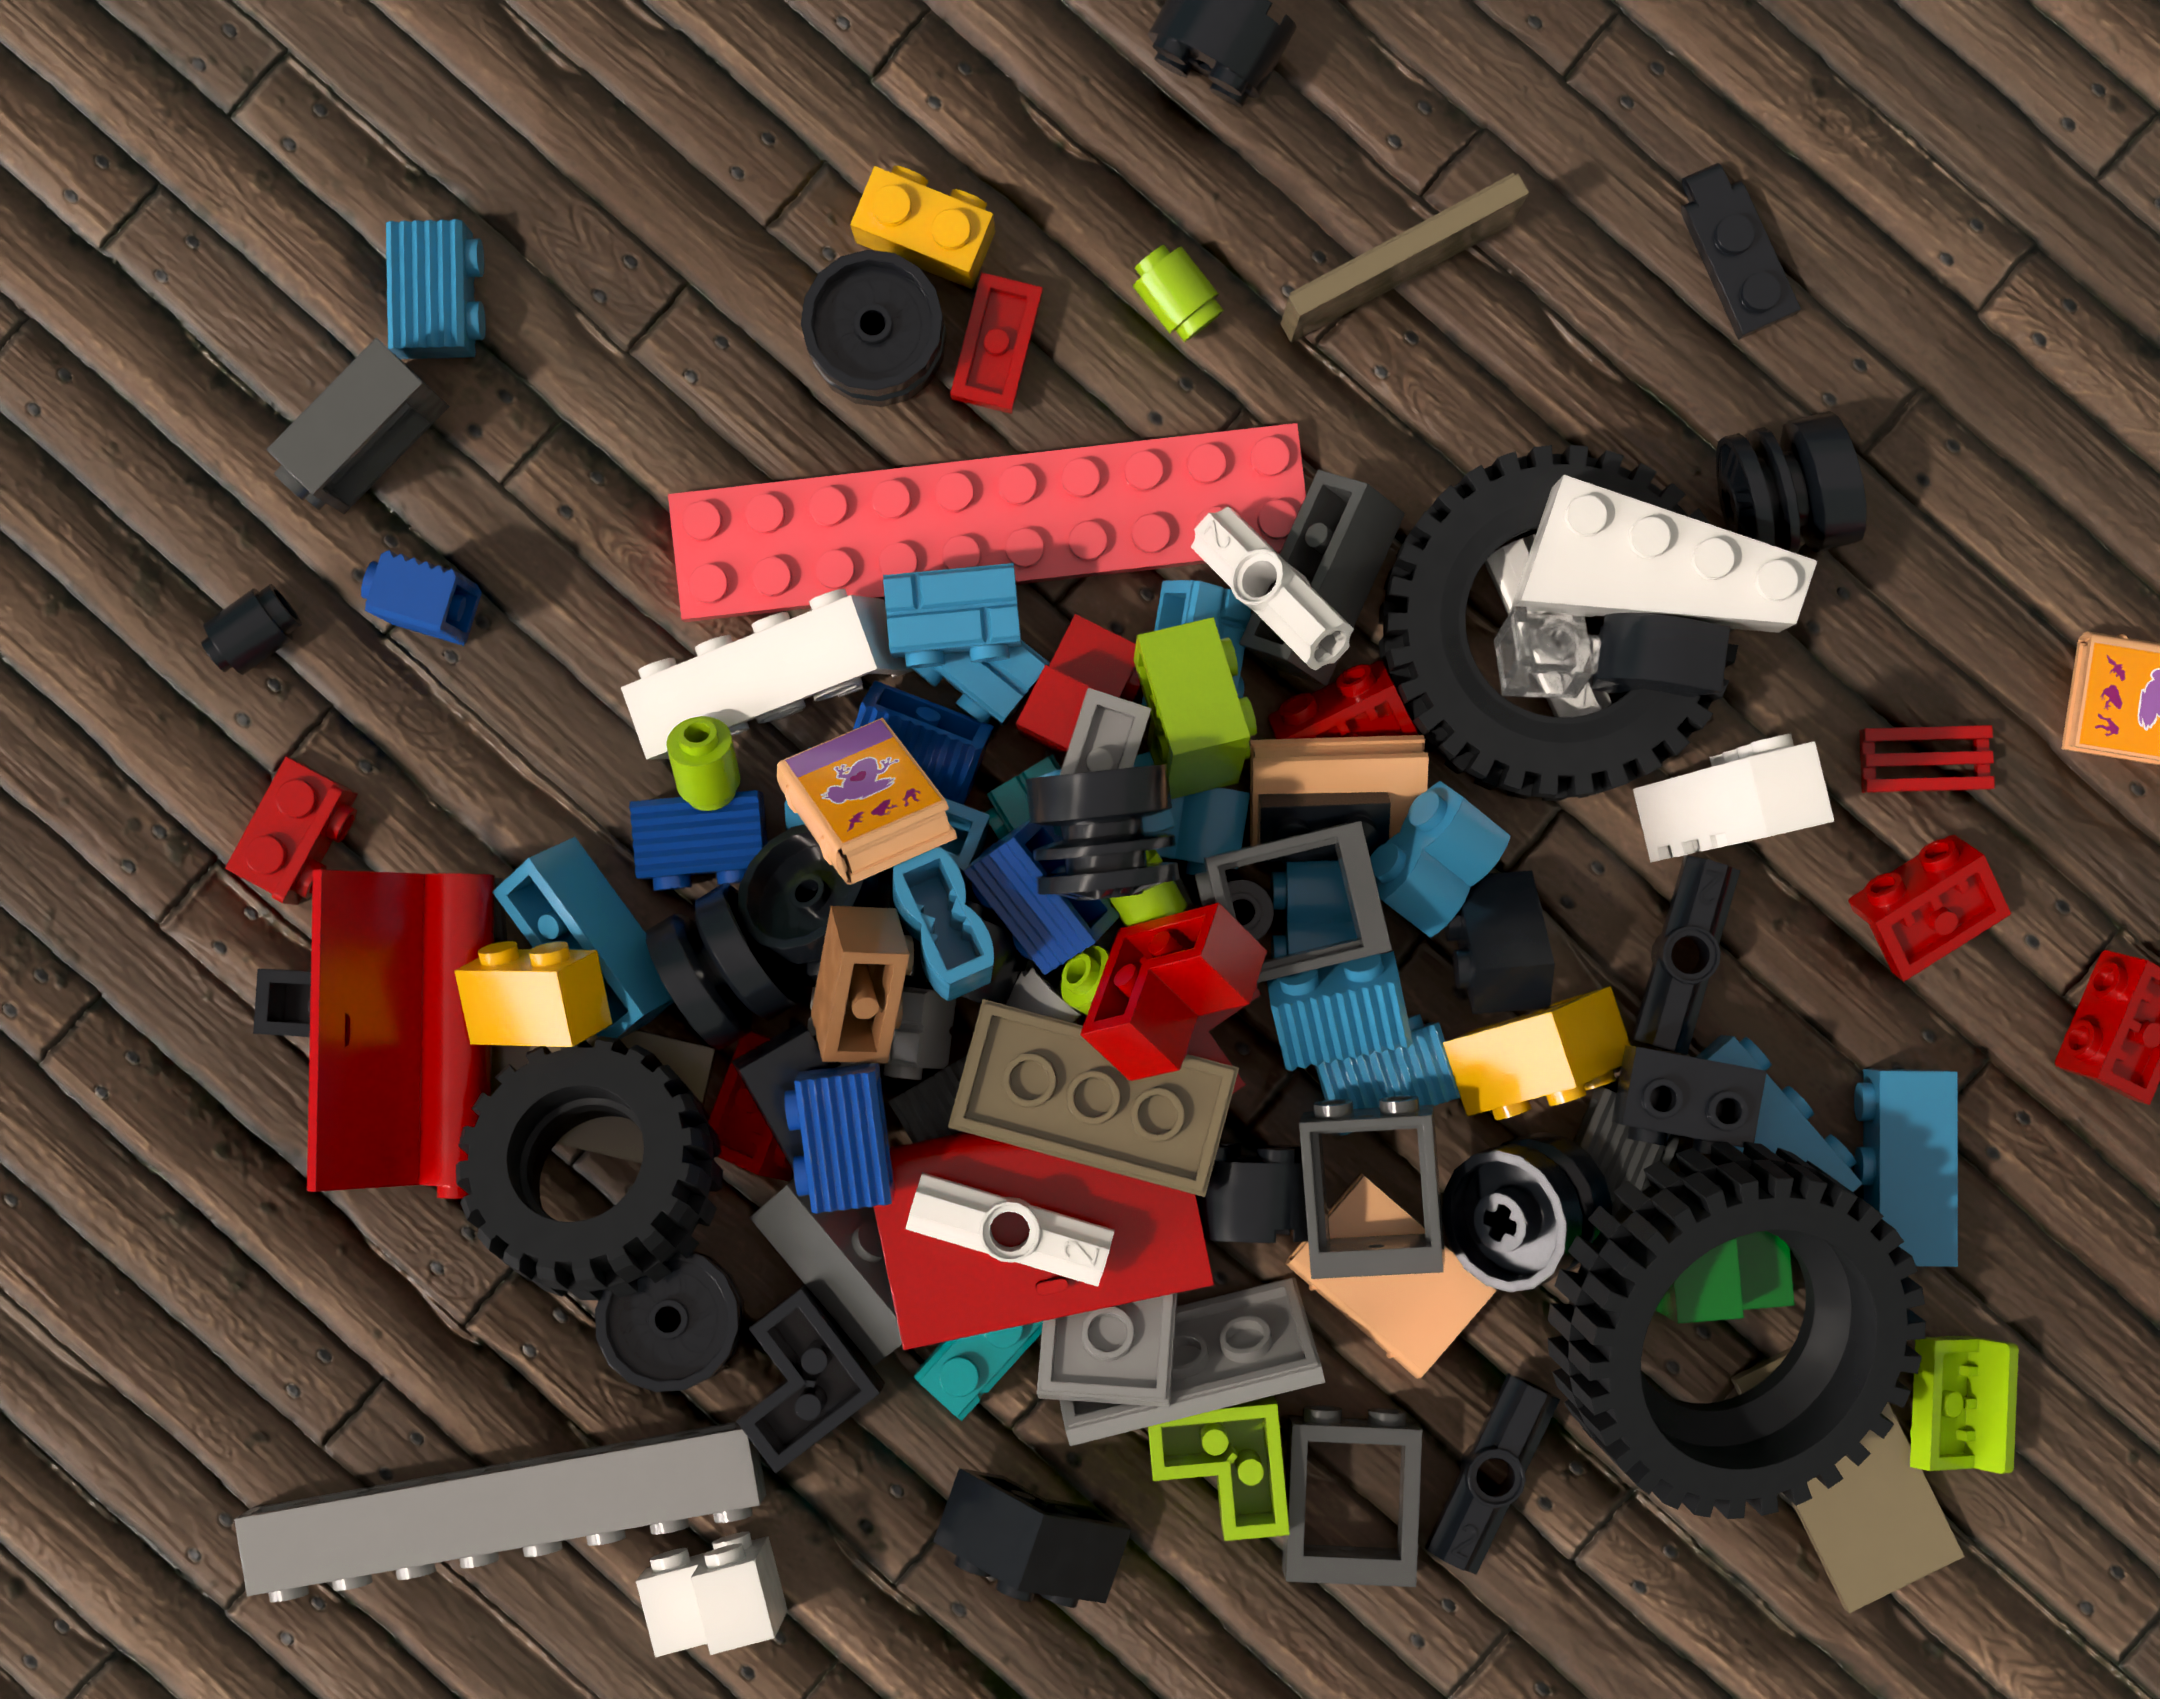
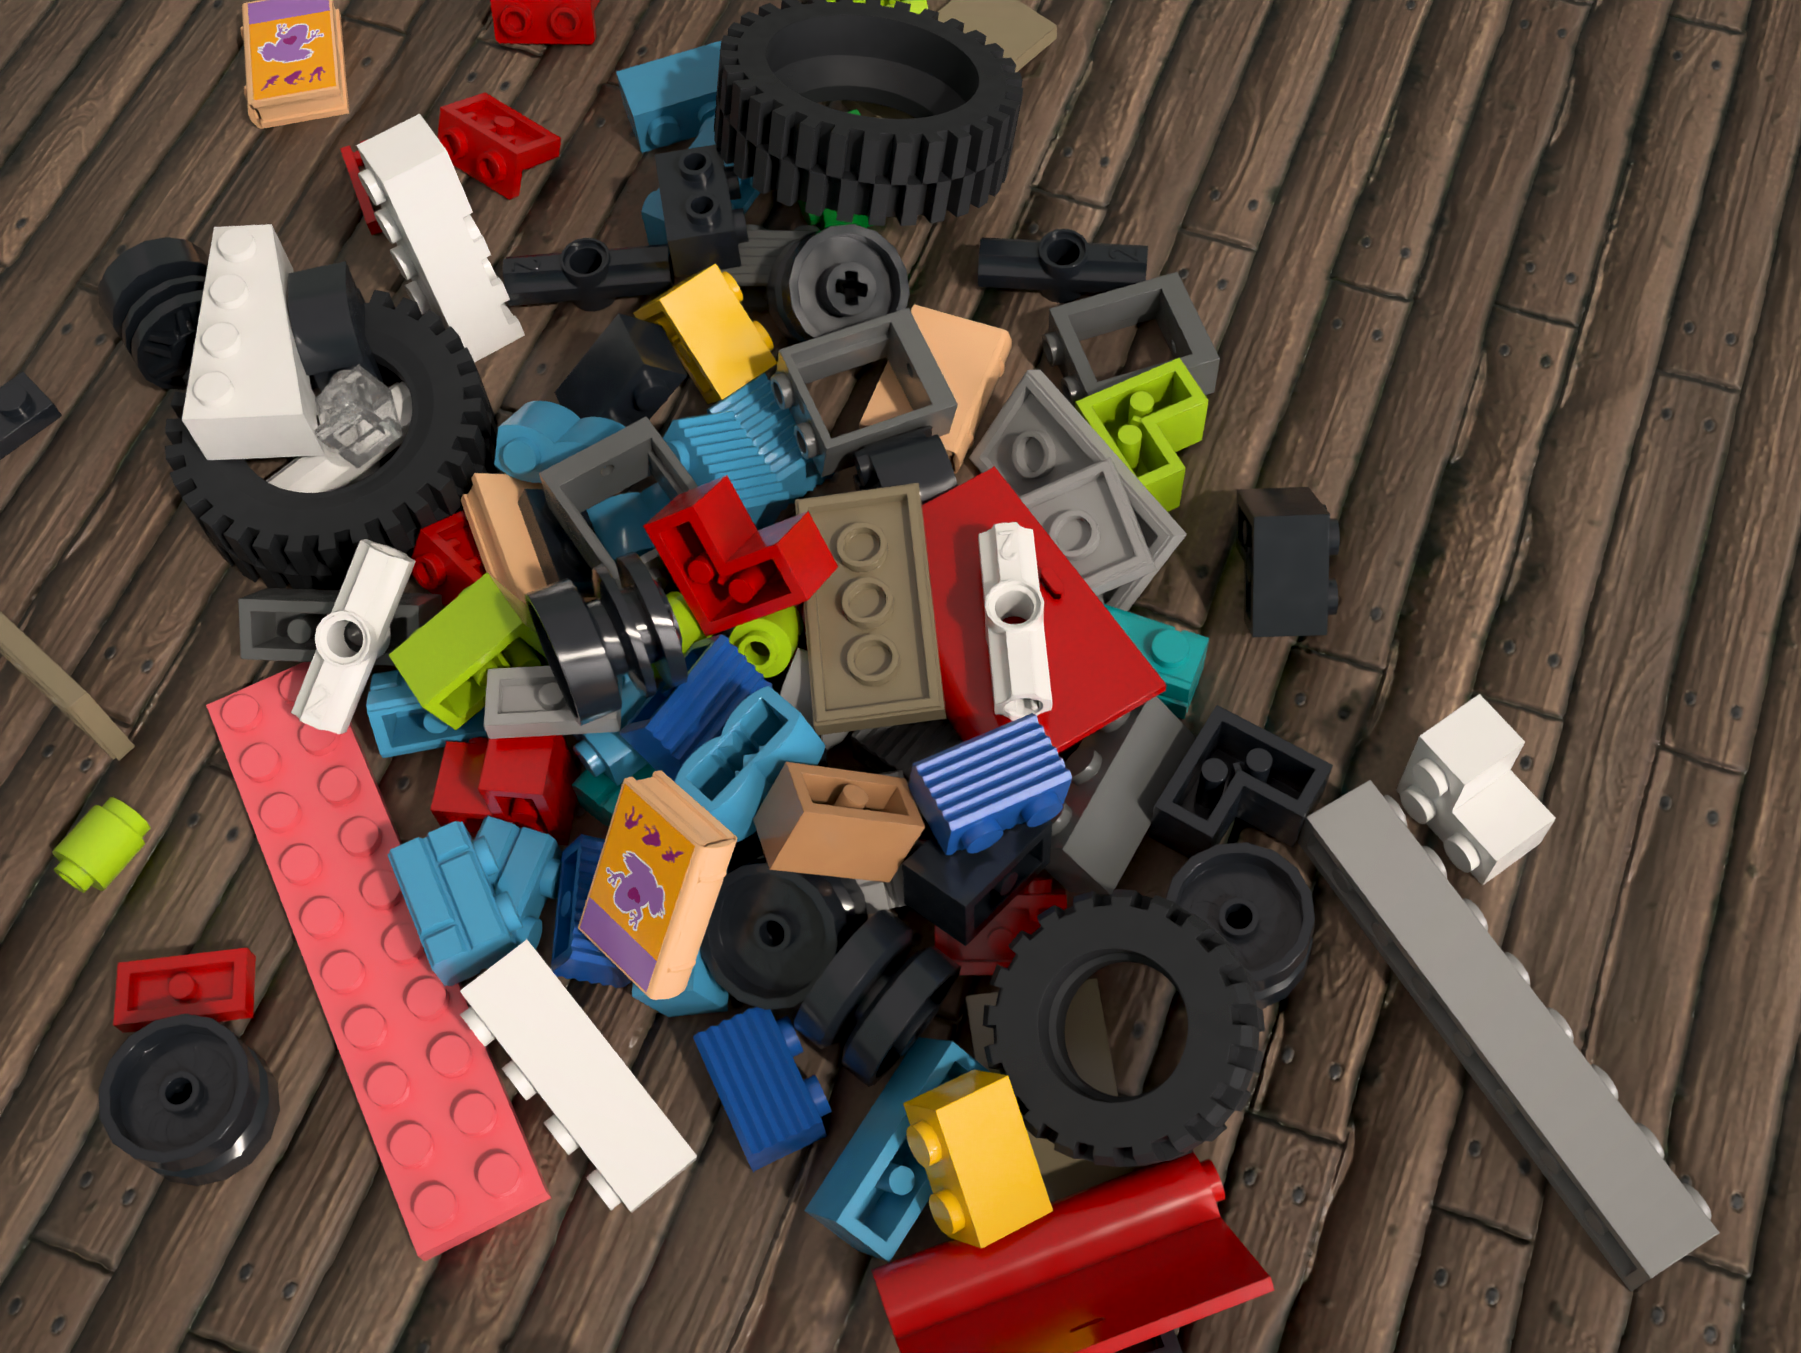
camera: 110 degrees left, 25 degrees down
(704, 762) = (677, 1083): lime brick -> none
(924, 225) = (60, 1111): yellow brick -> none

